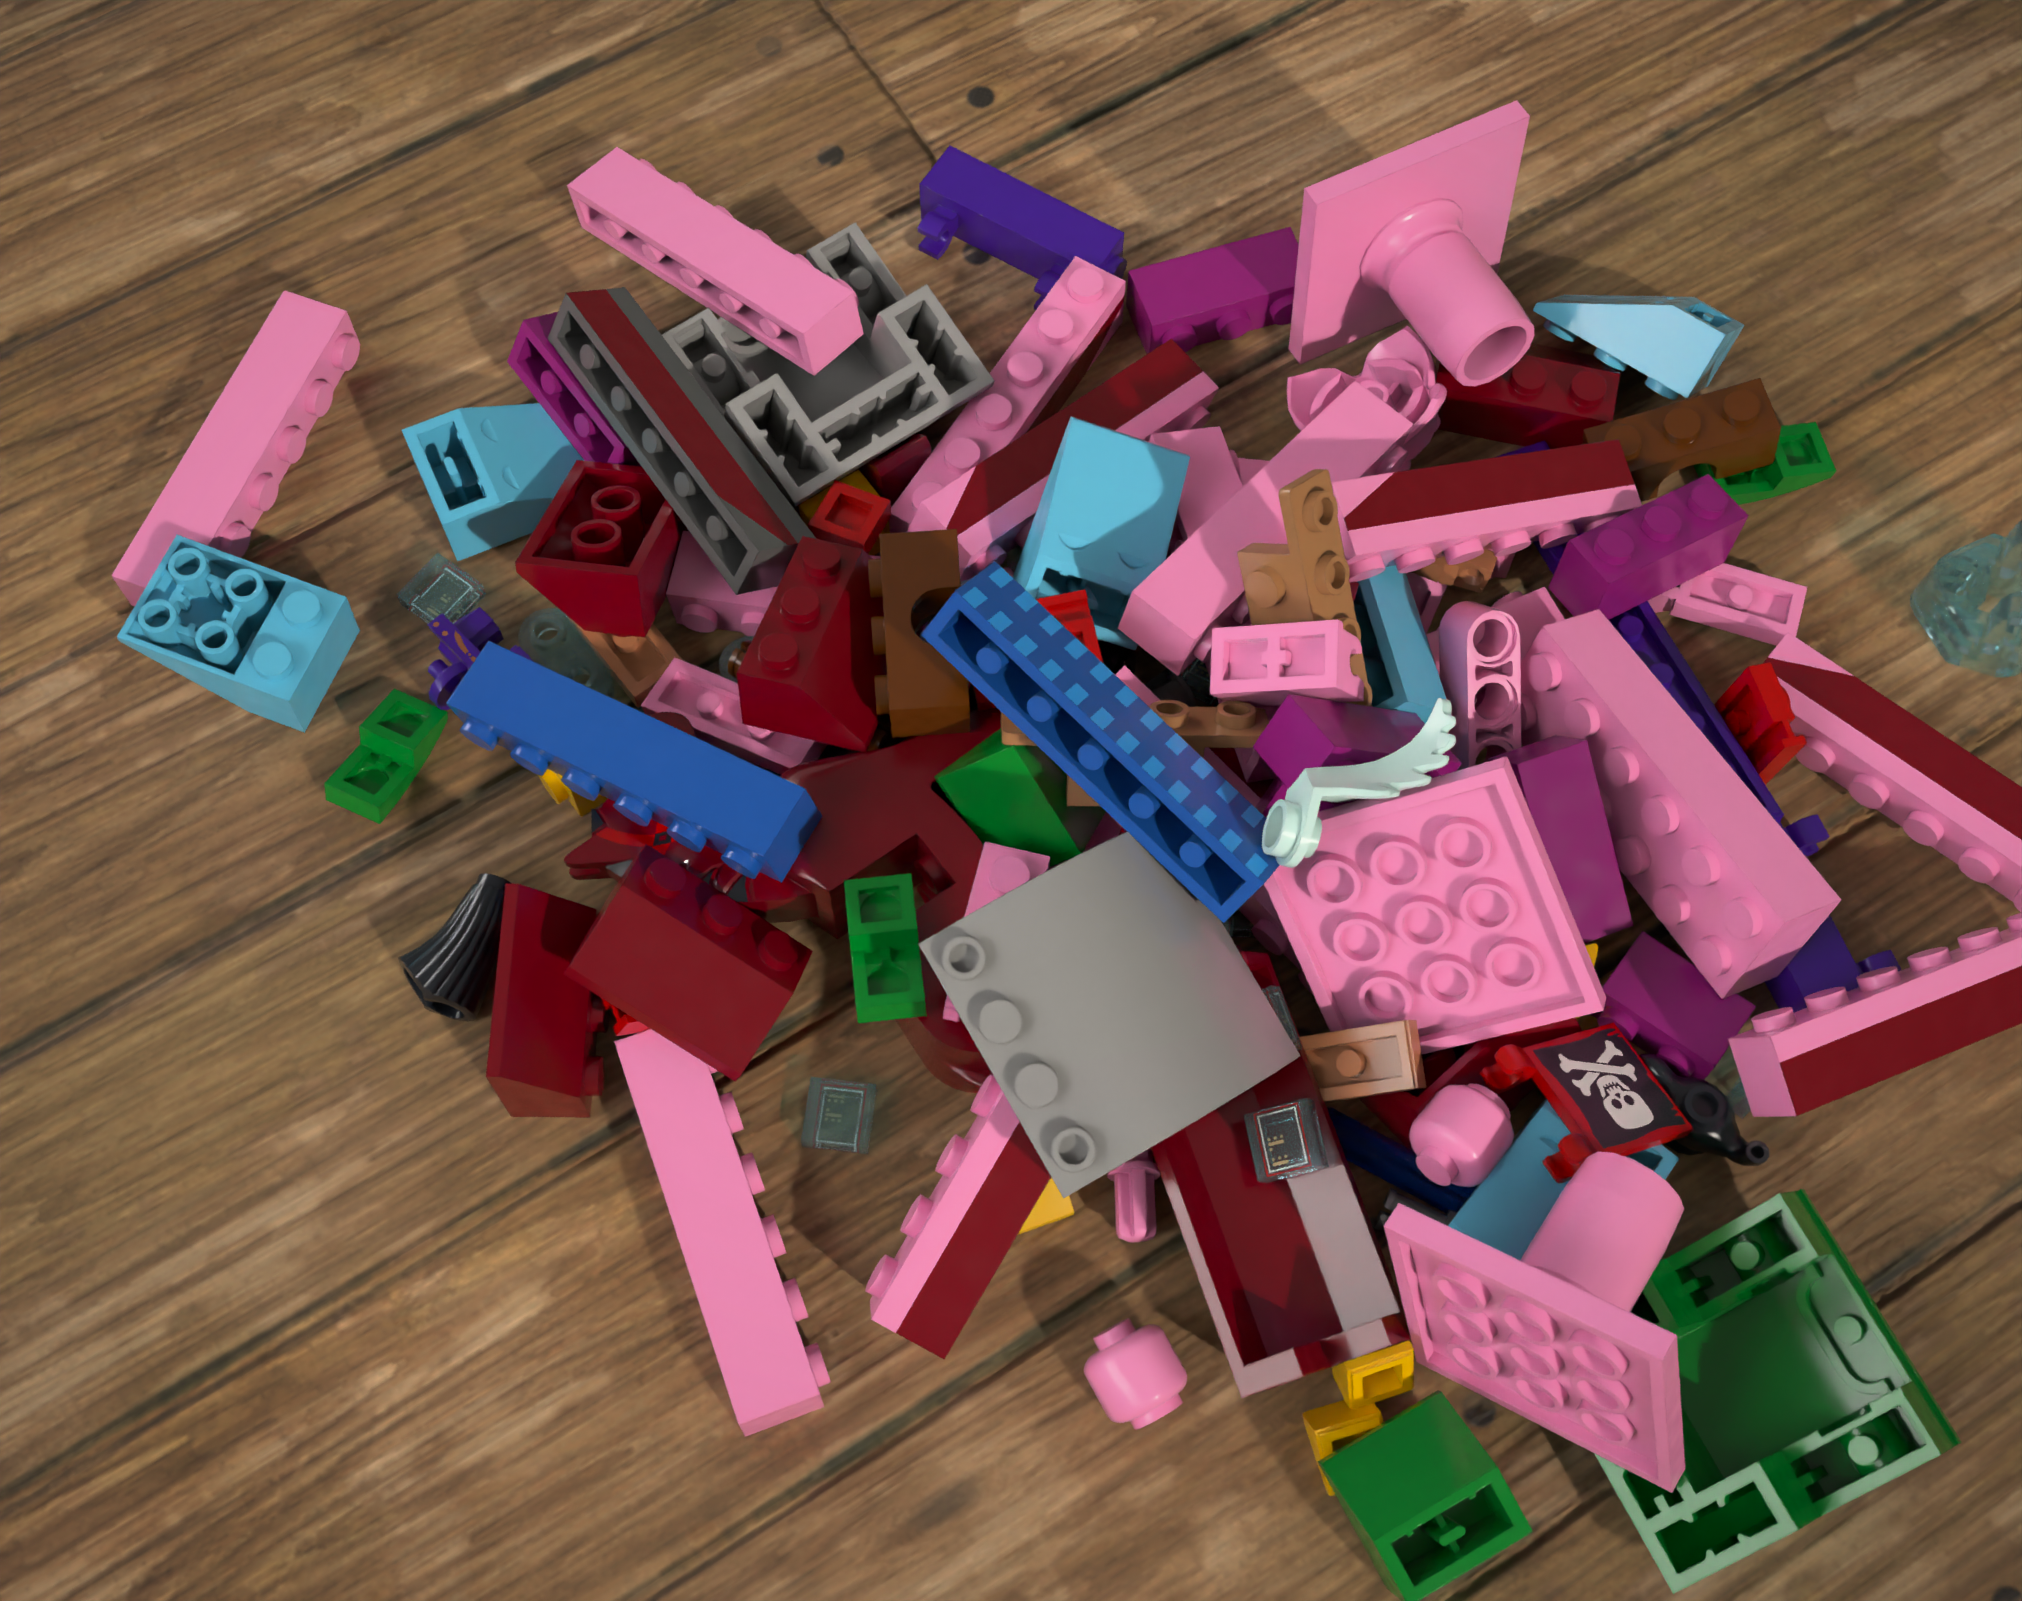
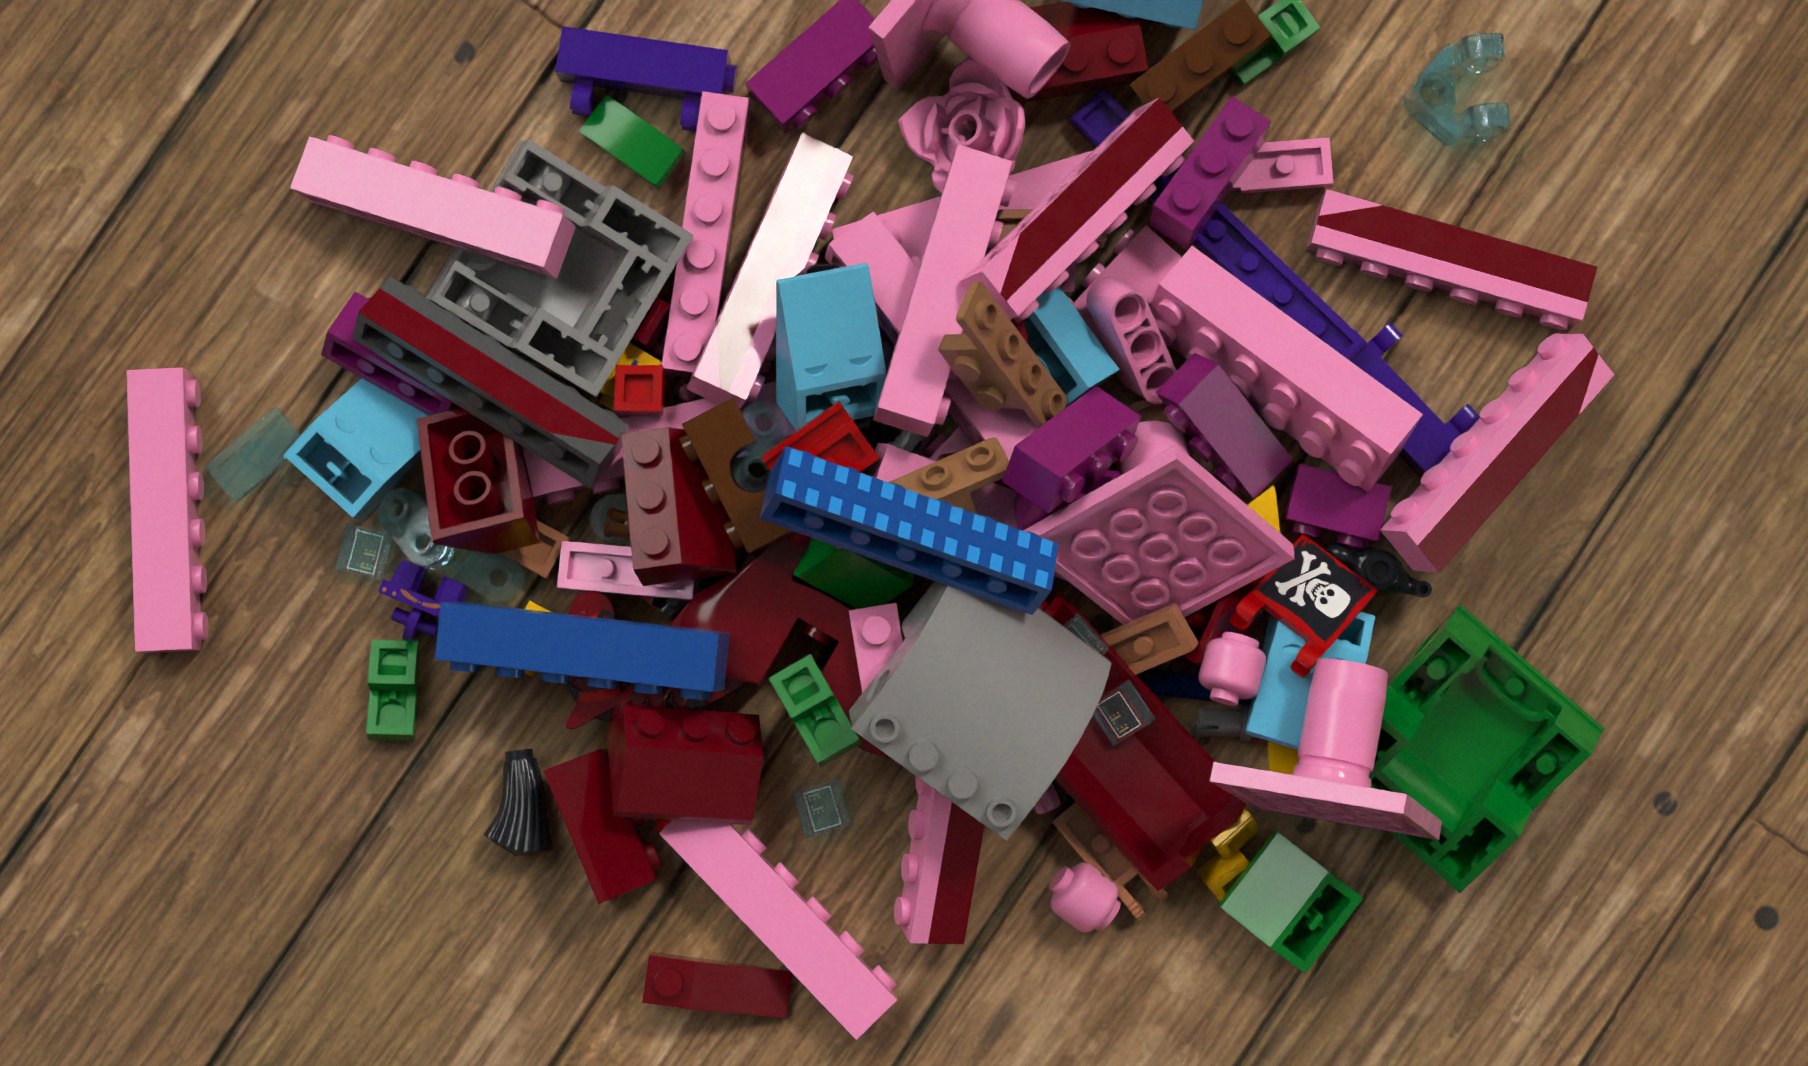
camera: 20 degrees left, 20 degrees up
(242, 631) = (246, 650): medium azure slope -> none
(368, 442) = (254, 455): none -> clear light blue plate
(506, 595) = (412, 527): none -> clear light blue plate
(589, 1277) = (716, 986): none -> dark red slope
(972, 295) = (632, 141): none -> green slope
(1182, 1312) = (1103, 854): none -> nougat hinge
(1282, 659) = (1001, 417): bright pink hinge -> none
(1293, 824) = (1094, 496): light aqua plant -> none
(1760, 719) = (1327, 275): red plate -> none

